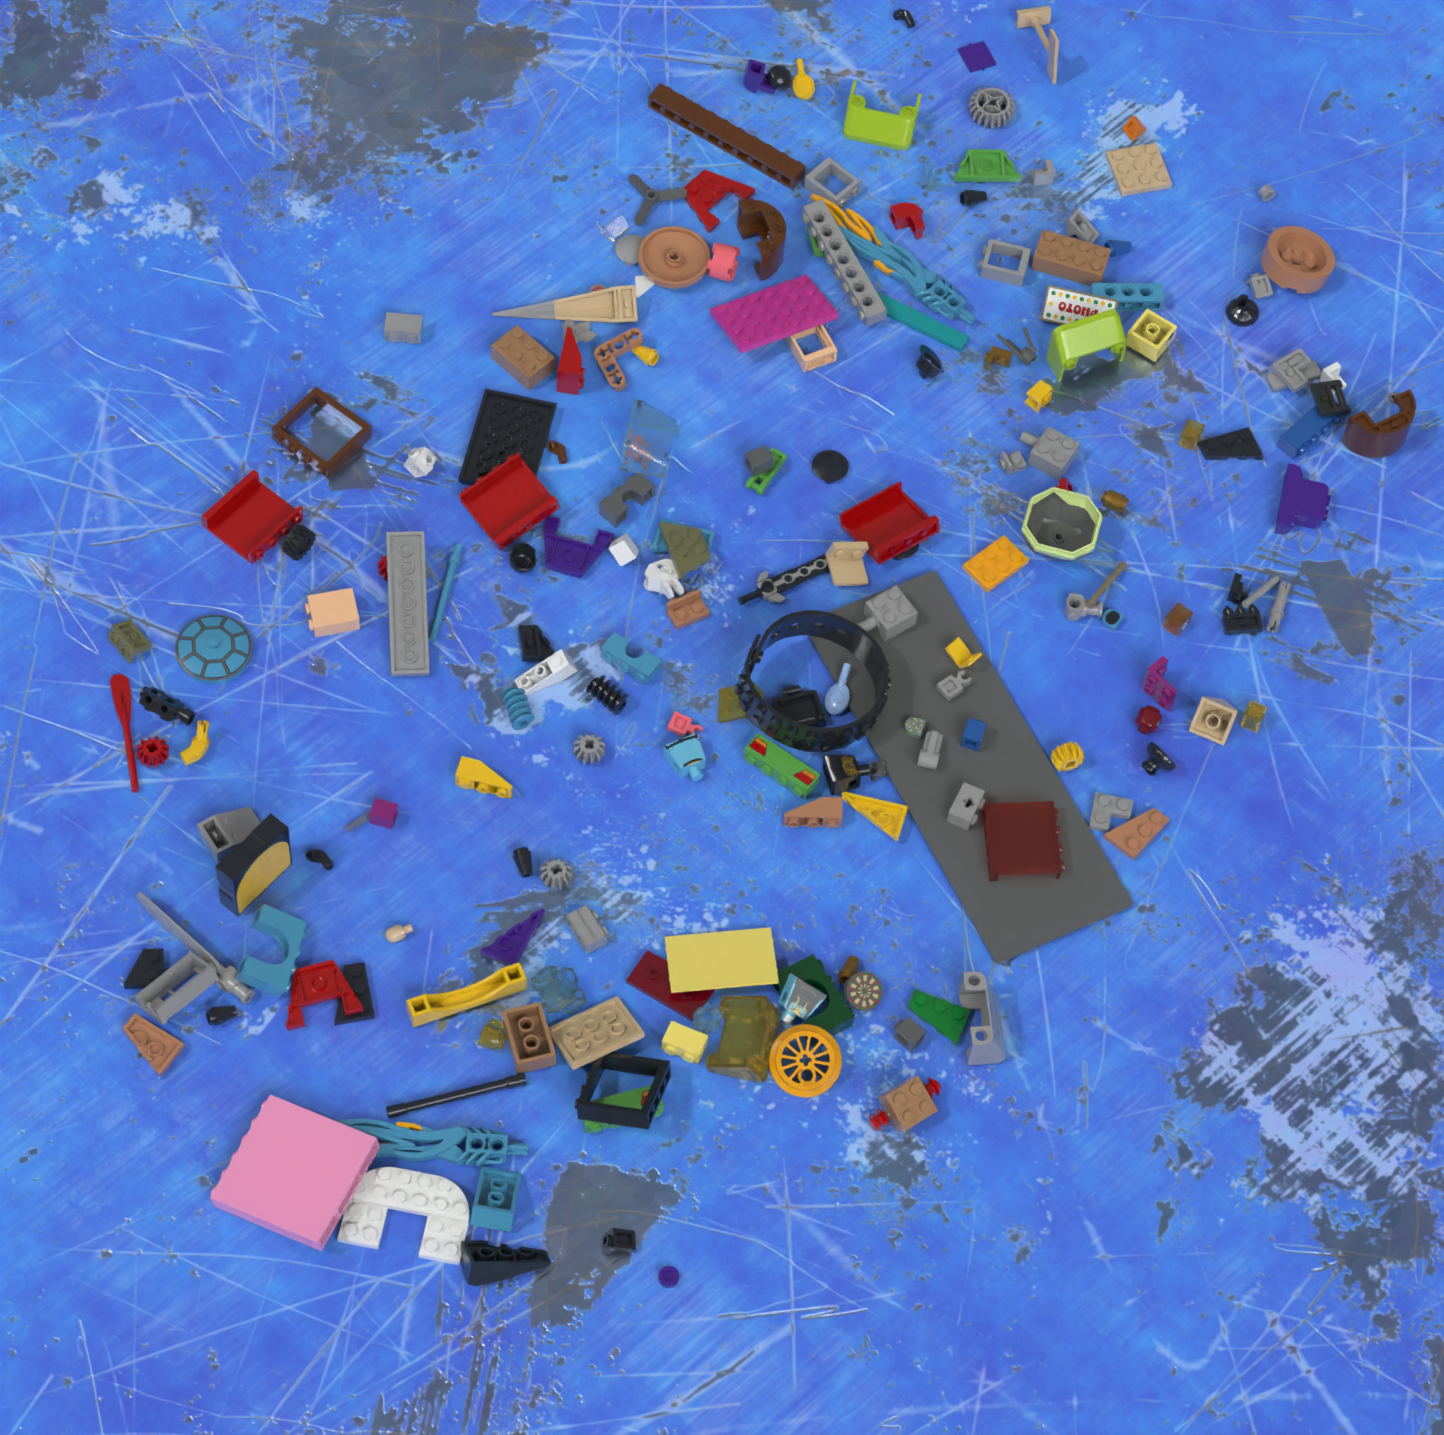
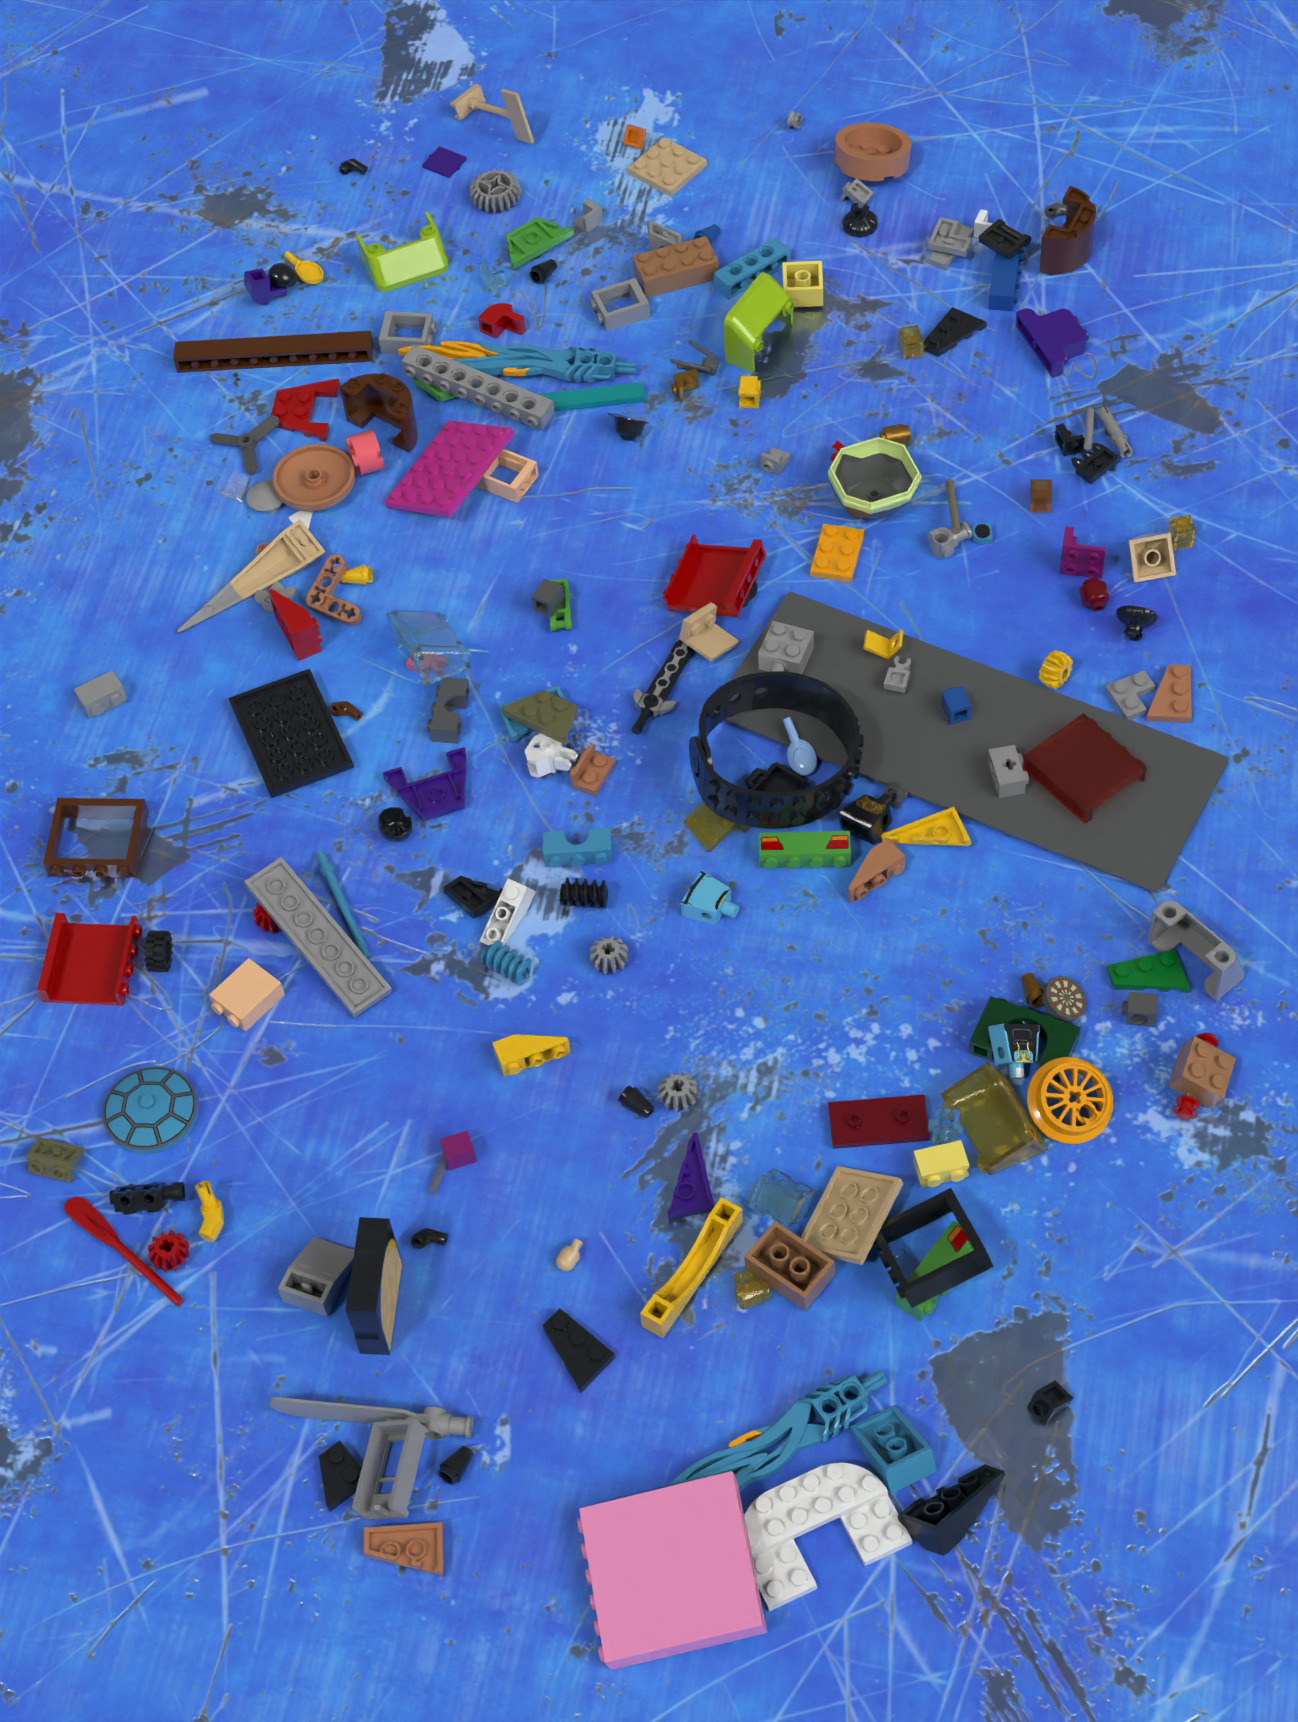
camera: 25 degrees left, 5 degrees down
(289, 933) = (461, 1333): dark azure arch -> none
(316, 985) = (533, 1362): red wing -> none
(404, 1108) = (723, 1424): black piece -> none
(420, 461) = (219, 802): white brick -> none
(508, 501) = (338, 782): red panel -> none
(522, 357) = (241, 649): medium nougat brick -> none
(587, 929) = (753, 1122): light grey brick -> none
(623, 549) = (485, 756): white panel -> none
(668, 1277) = (1125, 1402): dark purple tile -> none
(681, 725) = (678, 876): coral plate -> none
(721, 960) = (908, 1062): light yellow piece -> none
(830, 466) = (613, 565): black dish -> none
(914, 727) = (896, 734): sand green tile -> none
(930, 753) = (931, 747): light grey piece -> none
(1051, 452) = (803, 428): light grey brick -> none
(1068, 305) = (711, 303): tile -> none

